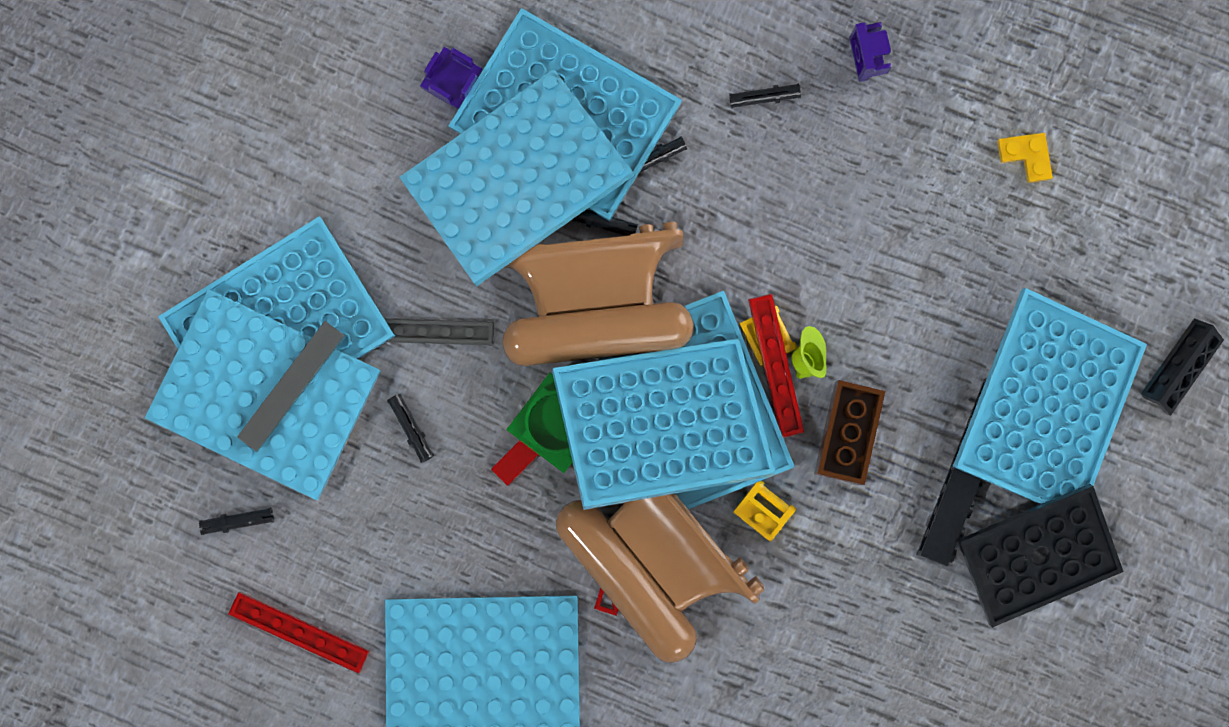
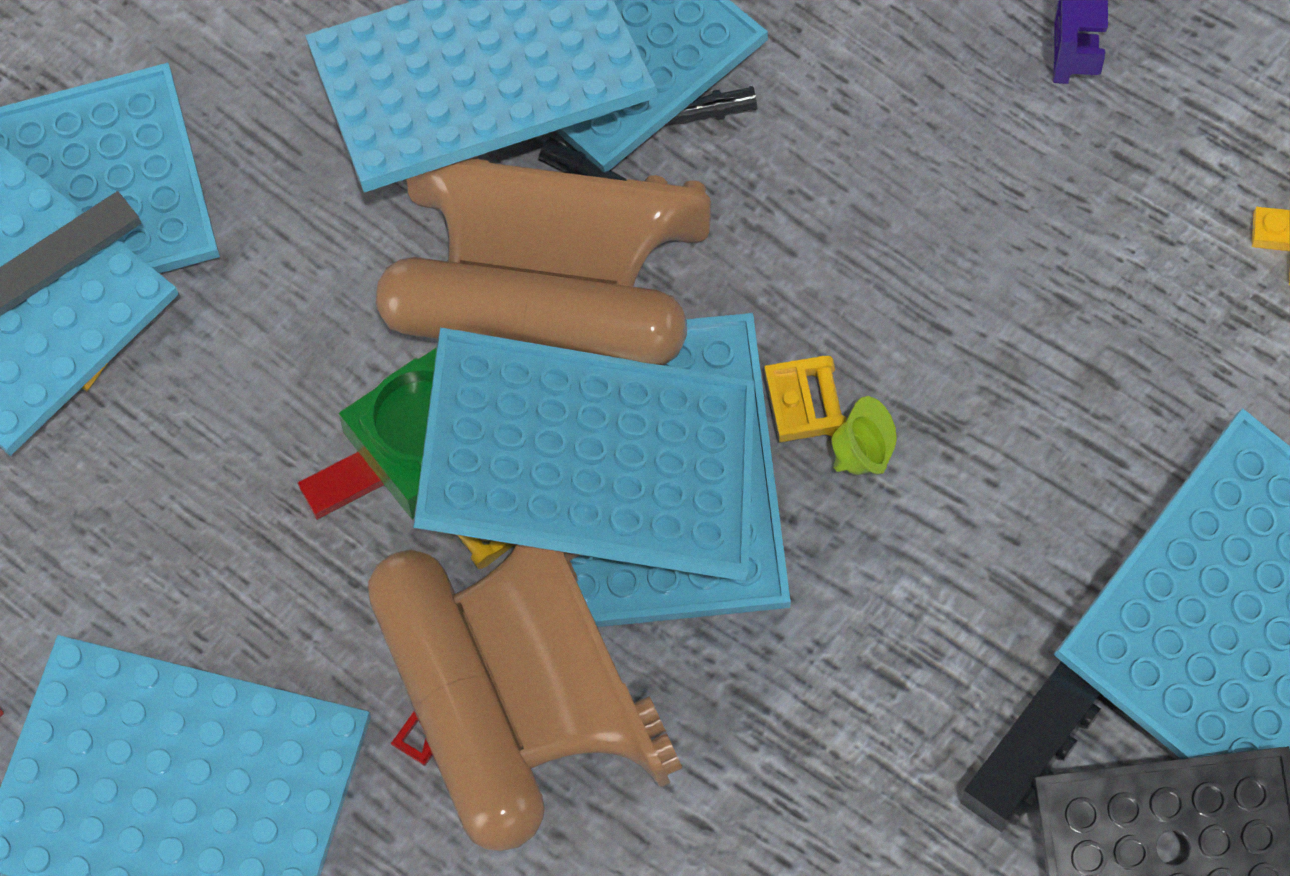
camera: 20 degrees right, 20 degrees down
(415, 436) = (196, 405): black pin -> none
(441, 331) = (293, 271): dark grey tile -> none
(759, 516) = (710, 667): yellow plate -> none
(767, 95) = (900, 63): black pin -> none
(776, 365) = (804, 441): red tile -> none
(849, 432) = (895, 570): reddish brown brick -> none

